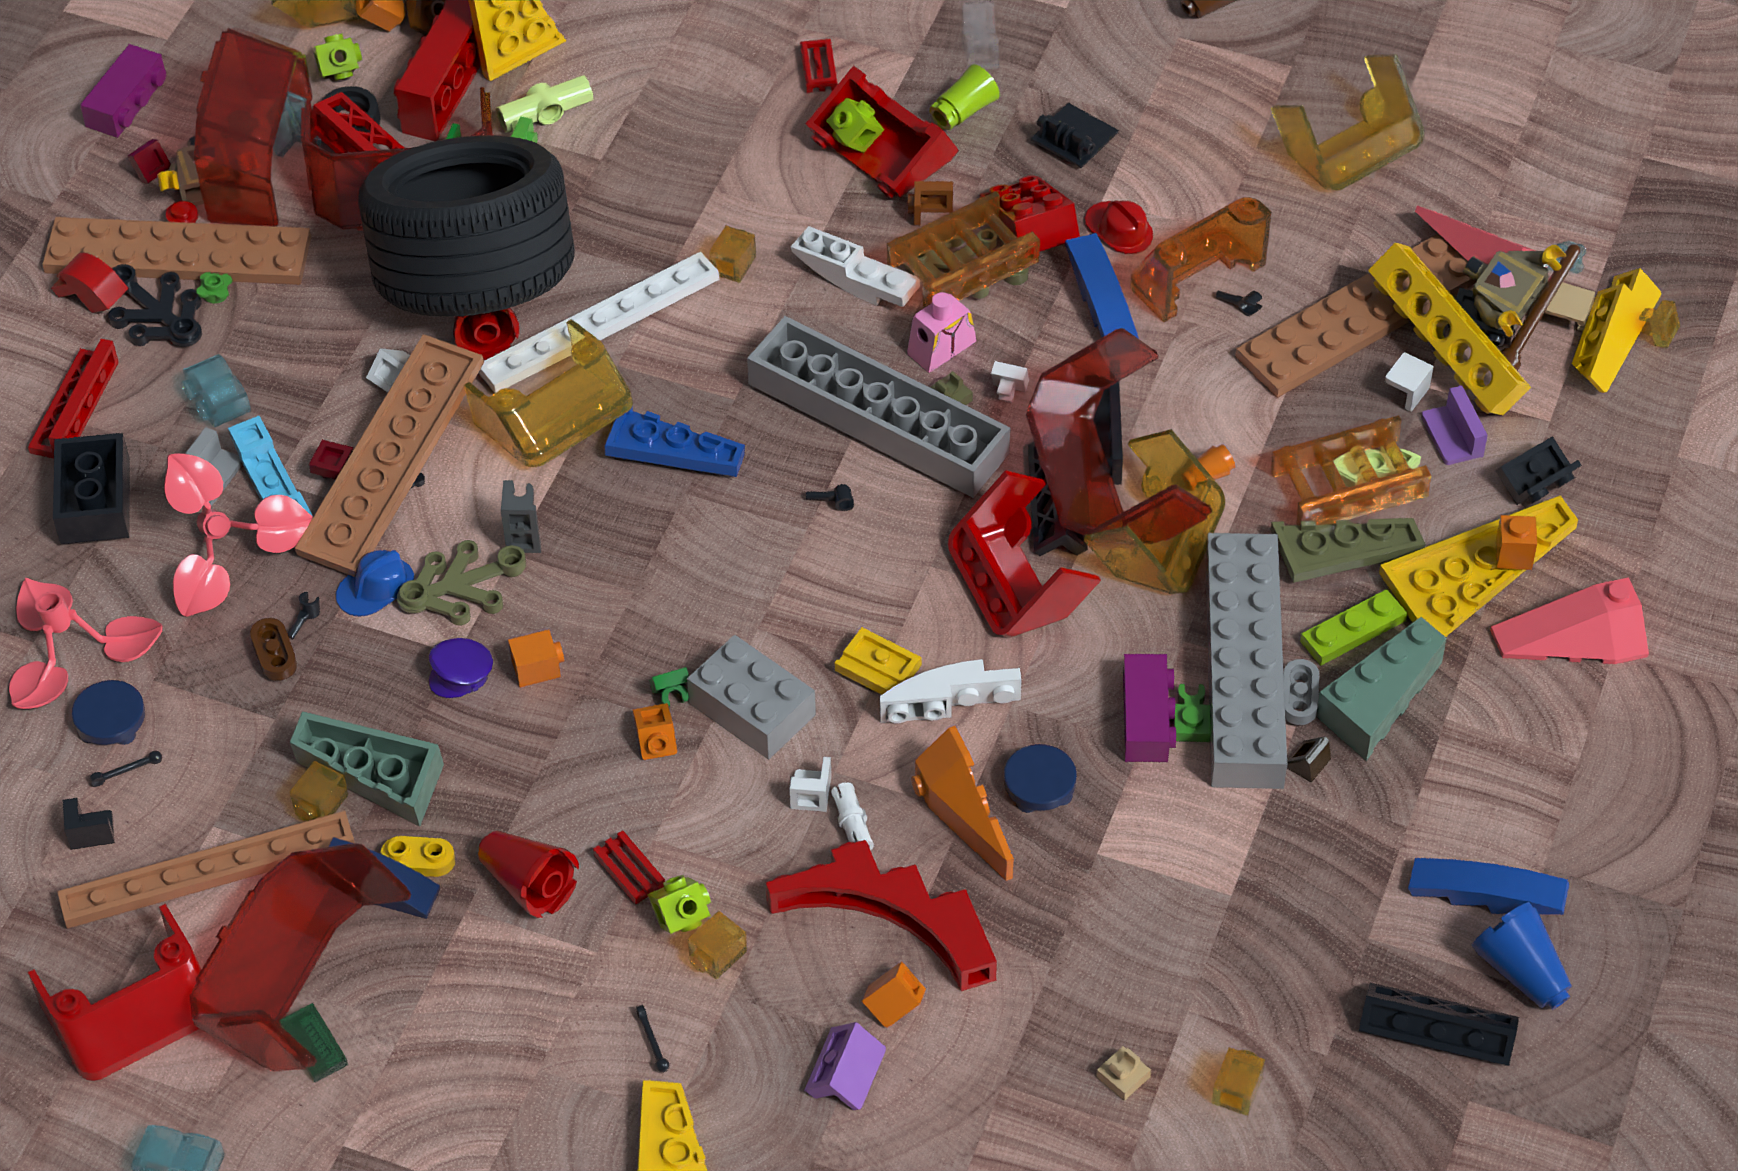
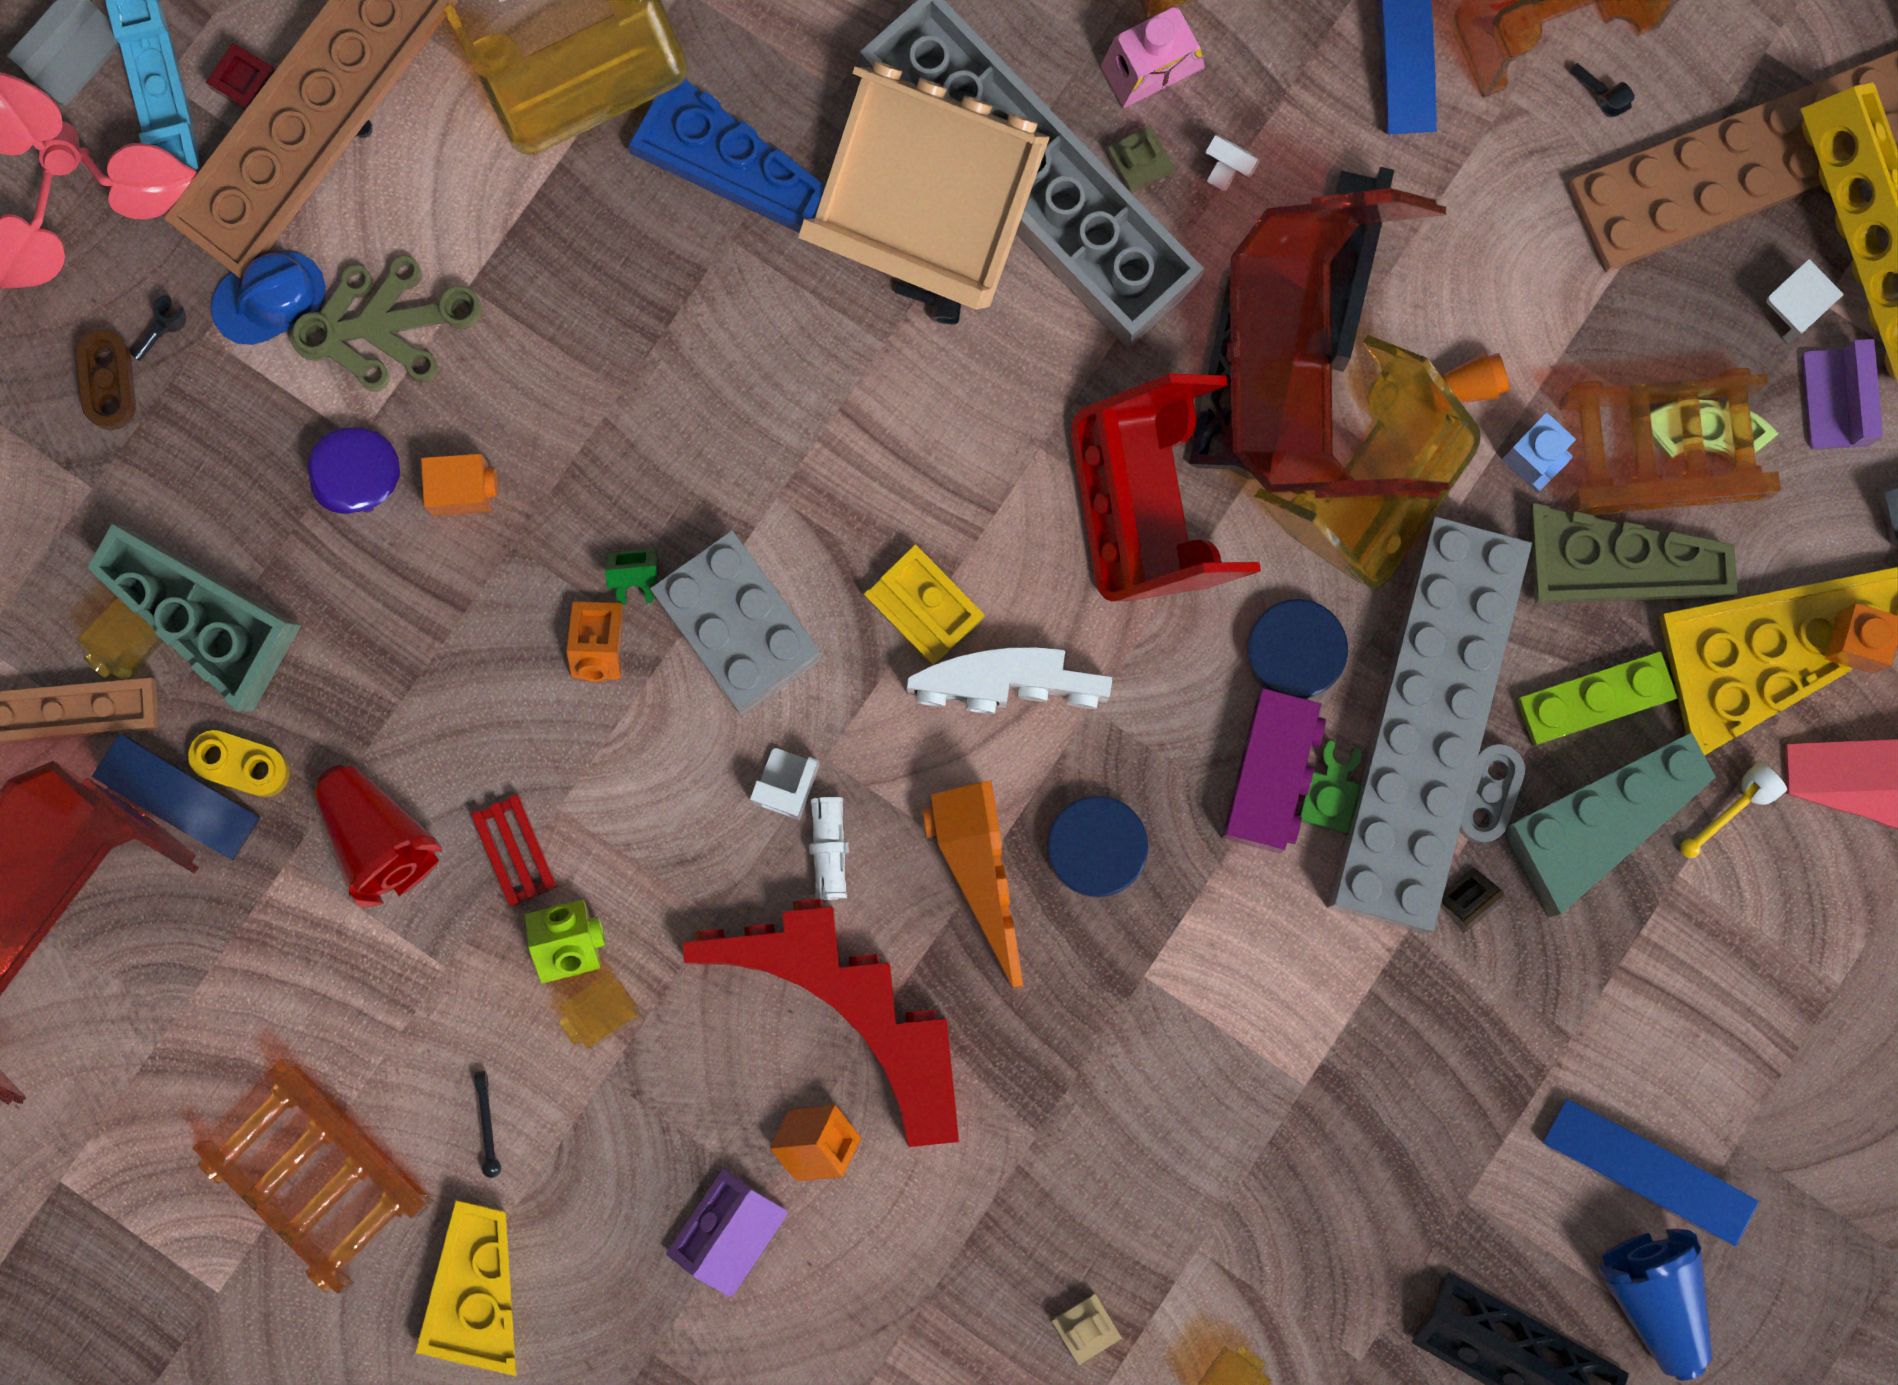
camera: 10 degrees right, 30 degrees up
(314, 1035) = (48, 1021): clear green tile -> none
(520, 518) = (475, 255): dark grey hinge -> none
(536, 1056) = (362, 1161): none -> clear orange fence
(813, 418) = (927, 186): none -> light nougat panel
(1140, 632) = (1297, 648): none -> dark blue tile
(1266, 493) = (1540, 452): none -> light blue brick
(1481, 650) = (1758, 786): none -> hinge

